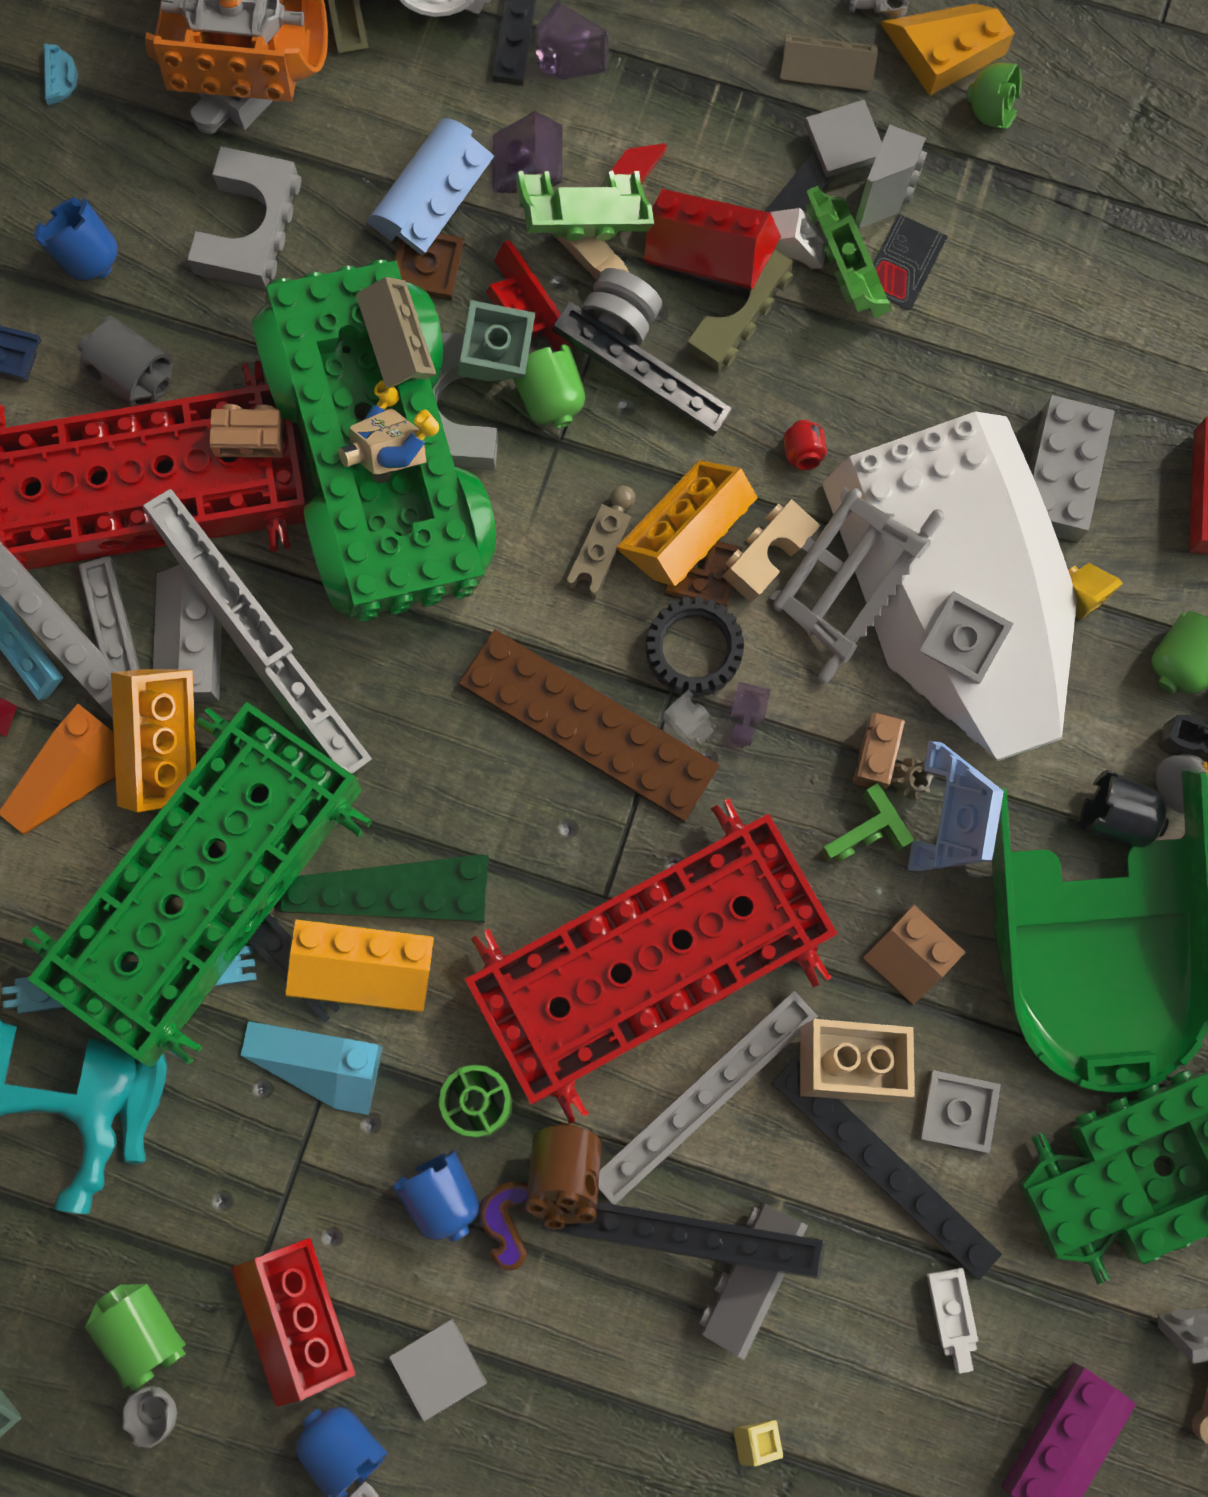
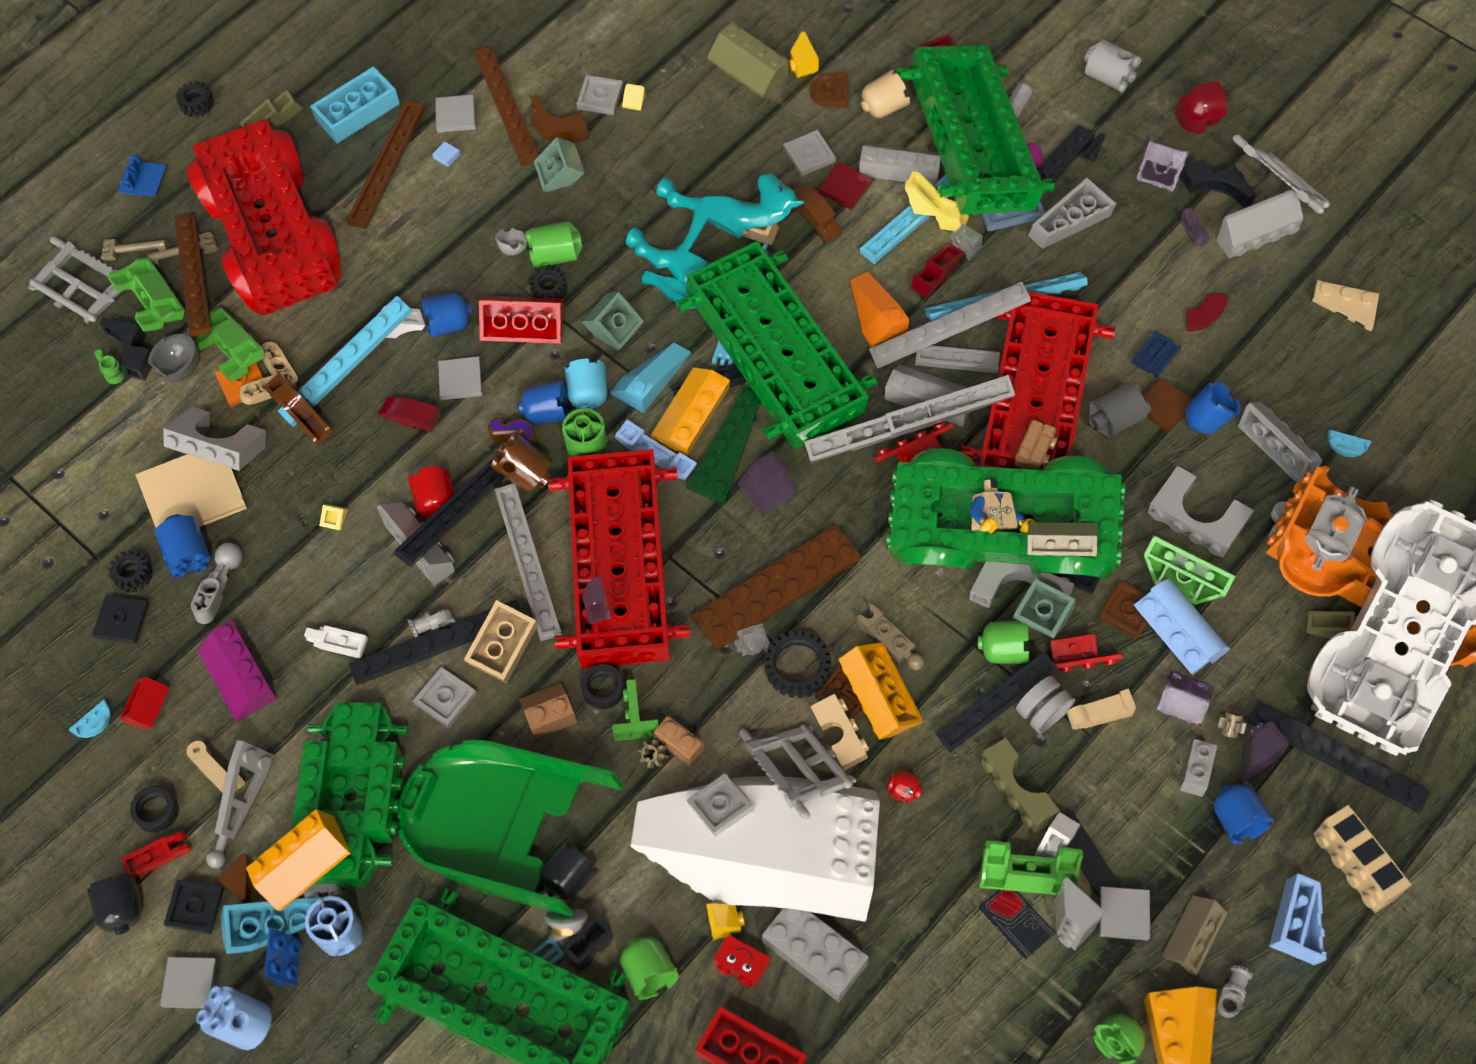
camera: 120 degrees right, 15 degrees down
(80, 312) = (1166, 405): none -> reddish brown tile
(95, 145) = (1278, 441): none -> light grey slope
(152, 735) = (873, 349): light orange slope -> none
(190, 1313) = (548, 276): none -> black tyre
(240, 1169) = (613, 320): none -> sand green slope
(299, 622) = (908, 449): none -> red bracket
(344, 199) = (1192, 574): none -> bright green wedge
(382, 1147) = (586, 383): none -> medium azure cylinder
(434, 805) = (767, 483): none -> clear purple slope
(448, 991) = (635, 440): none -> light blue slope
(537, 1417) = (410, 413): none -> dark red slope
(541, 92) = (1231, 723): none -> dark tan gear
(584, 210) = (1120, 705): bracket -> none
(619, 113) = (1198, 767): none -> light grey brick
(640, 159) = (1155, 767): red tile -> none
(659, 44) = (1241, 812): none -> blue cylinder
(666, 1295) = (430, 489): none -> red cylinder
(710, 238) = (1074, 779): red slope -> none
(750, 705) = (745, 681): clear purple plate -> none
(762, 931) = (596, 601): none -> clear purple brick
(866, 879) = (601, 670): none -> black tyre
(866, 1195) = (431, 622): none -> light grey connector
(967, 815) = (601, 750): light blue wing -> none
(1122, 547) = (741, 962): none -> red brick

